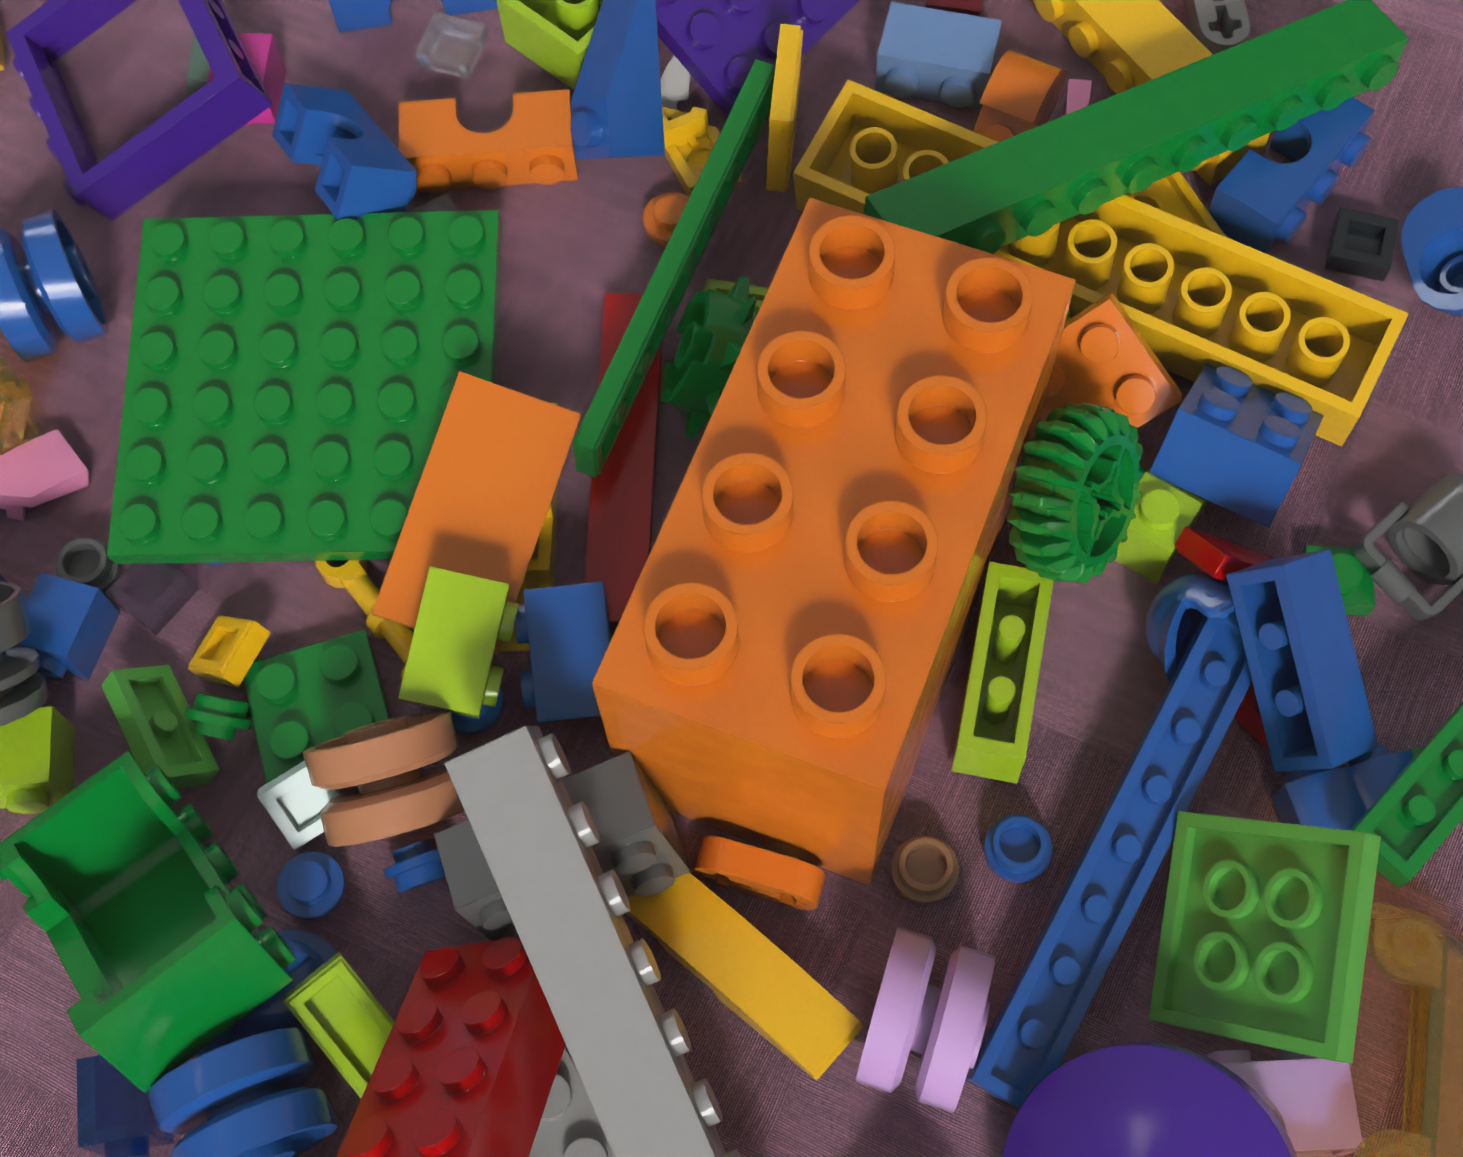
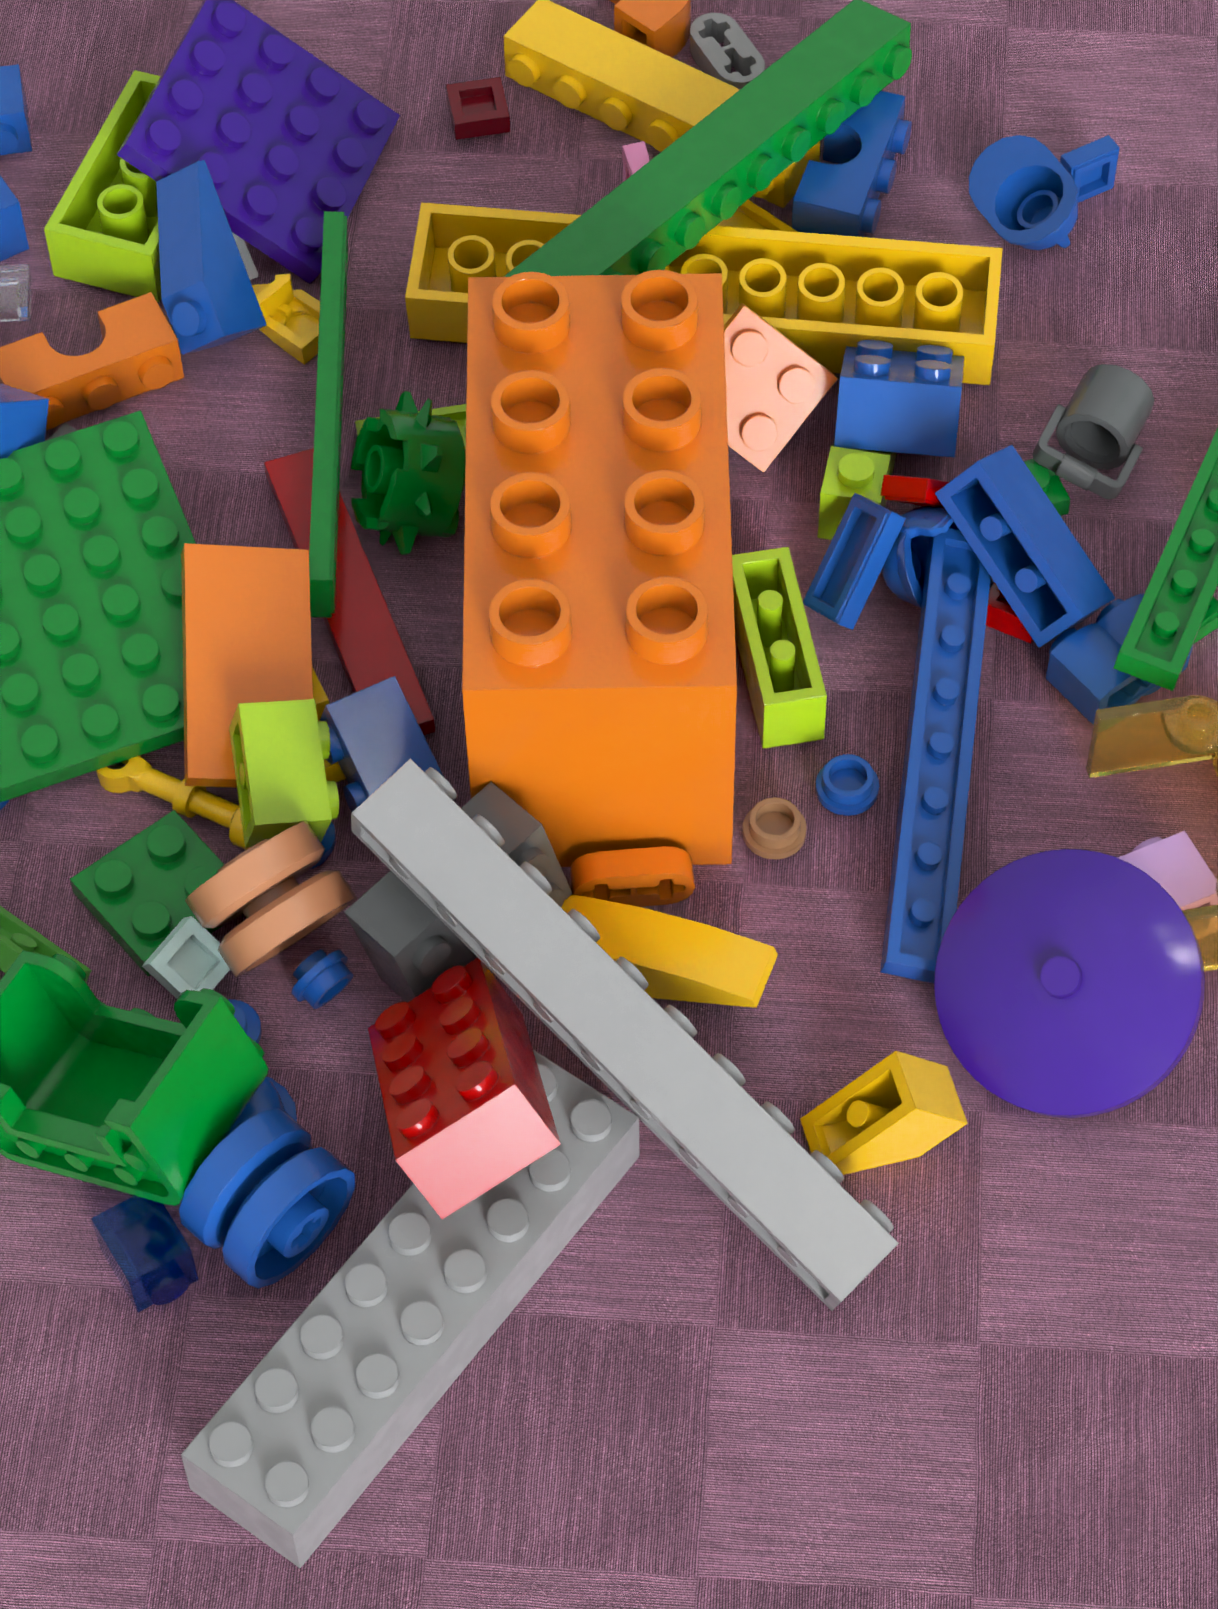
camera: 25 degrees left, 10 degrees down
(218, 716) = (72, 921): green plate -> none
(228, 650) = (52, 869): yellow tile -> none
(342, 1019) = (332, 1115): lime tile -> none
(663, 215) = (293, 382): orange plate -> none
(784, 107) = (367, 249): yellow tile -> none
(927, 1019) = (835, 921): lavender wheel -> none
(936, 55) = (487, 164): medium blue brick -> none
(1018, 96) = (580, 174): orange brick -> none
(1075, 492) = (781, 469): green gear -> none
(1120, 605) = (853, 561): none -> blue tile
(1266, 933) = (1078, 749): bright green plate -> none
(1362, 244) = (939, 213): black plate -> none

